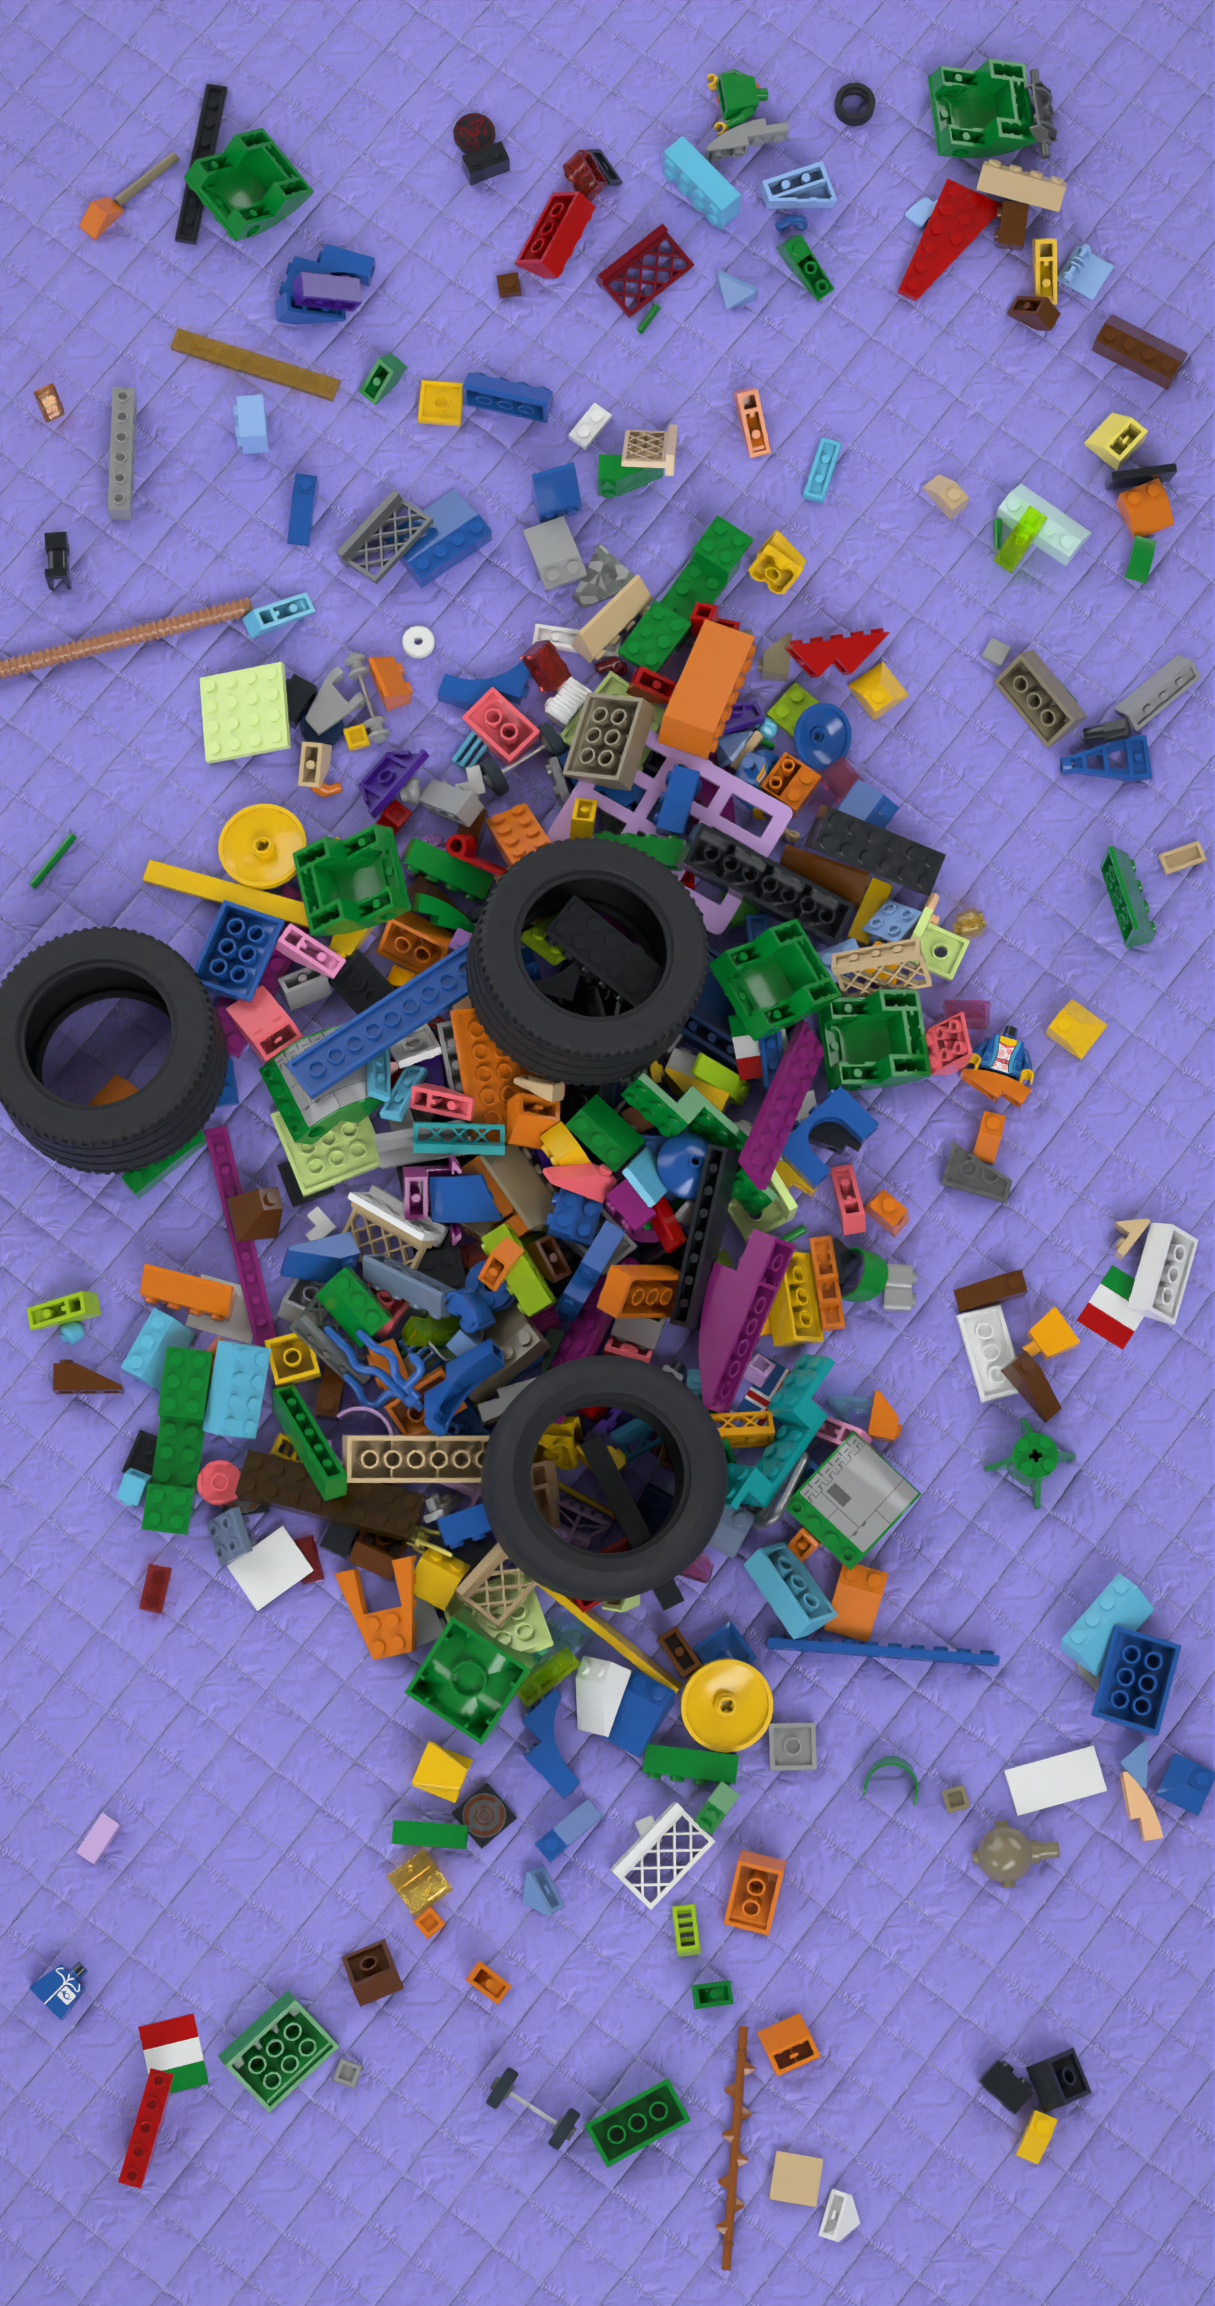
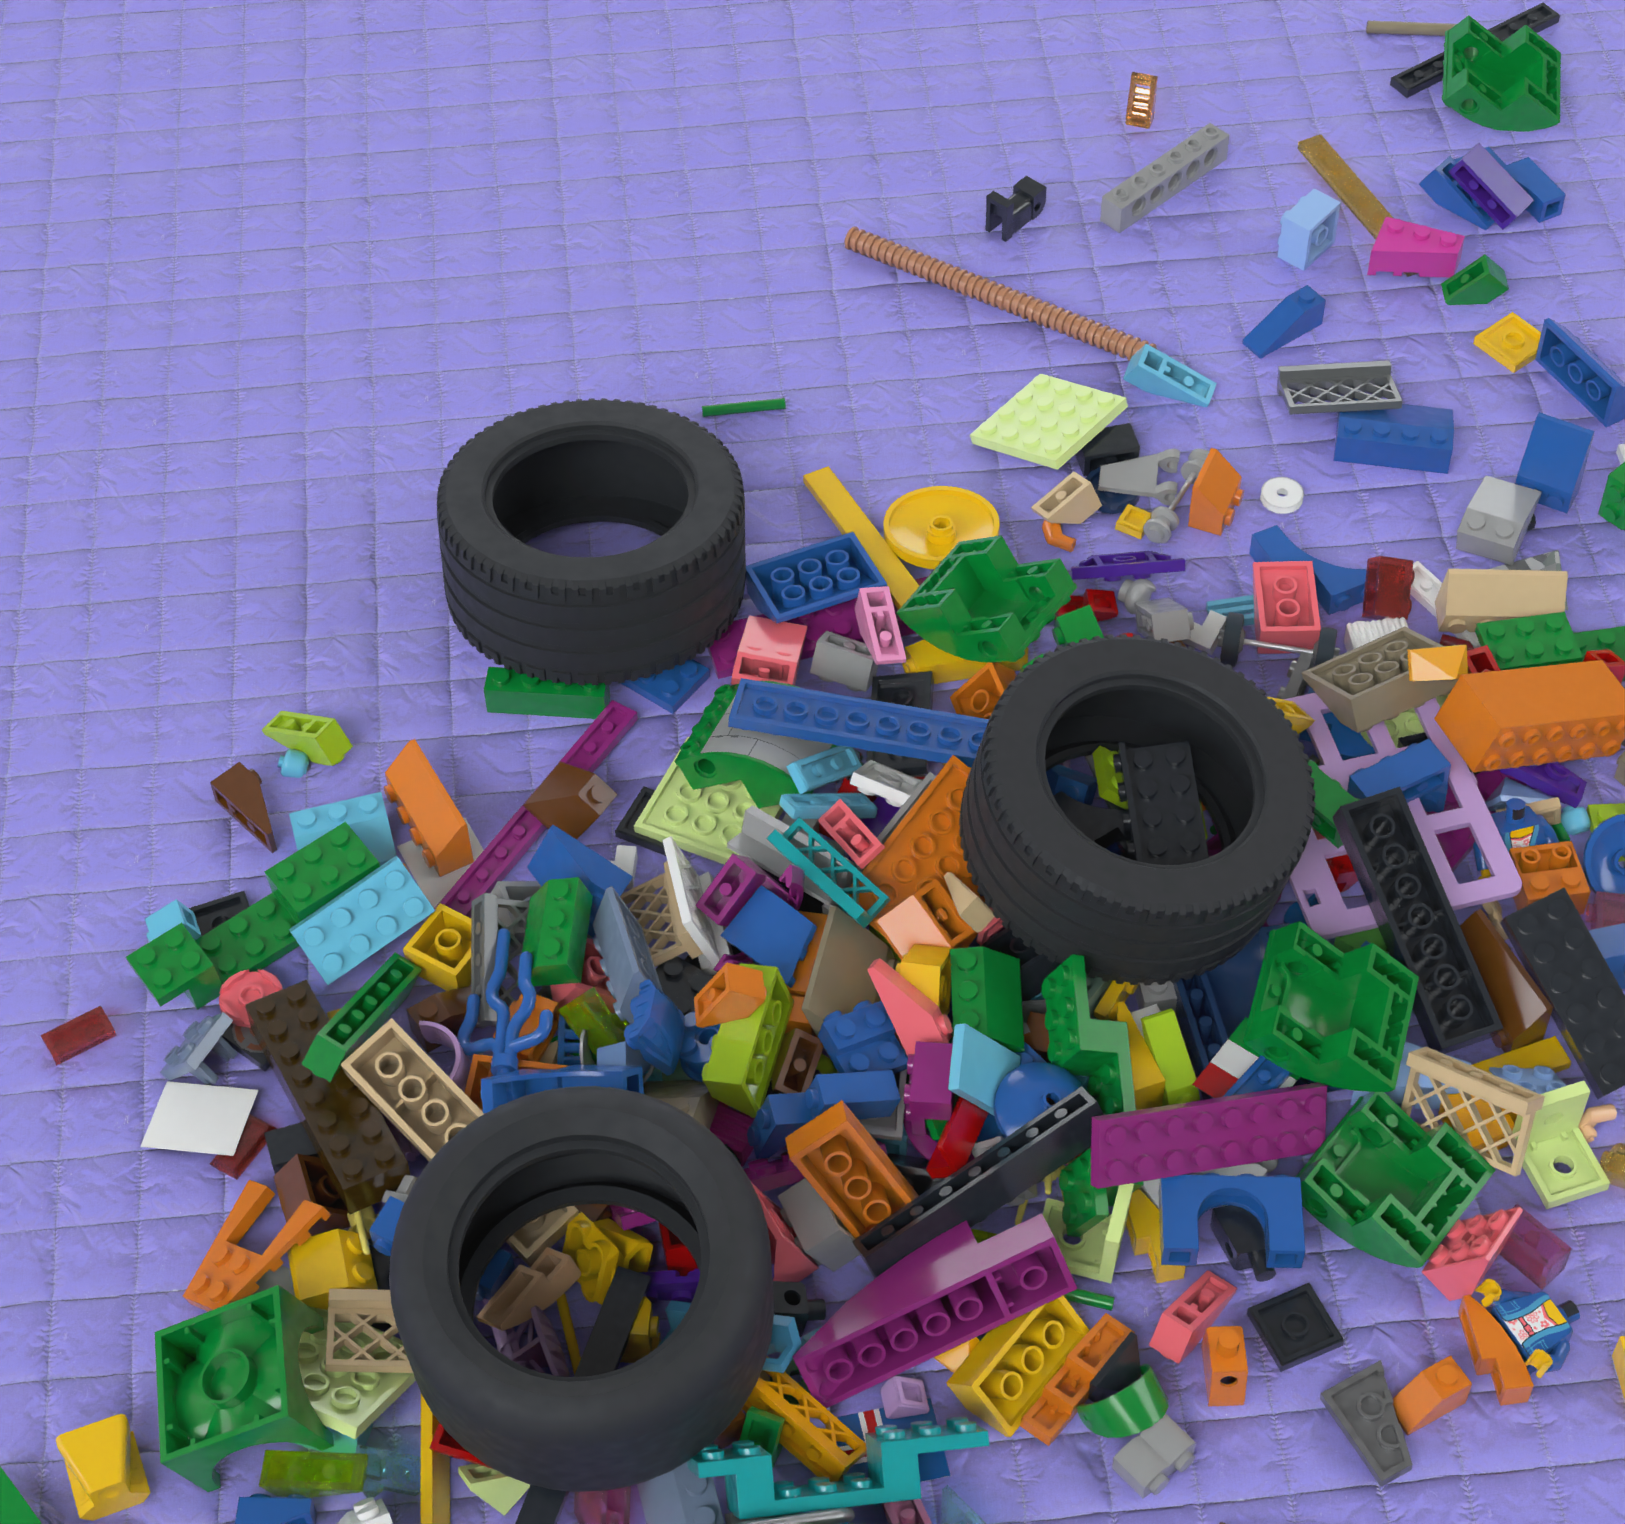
camera: 50 degrees right, 25 degrees down
(100, 216) = (1340, 24): orange slope -> none
(328, 386) = (1416, 249): none -> dark pink wedge
(643, 716) = (1437, 663): none -> light orange slope
(896, 1158) = (1295, 1327): none -> black tile

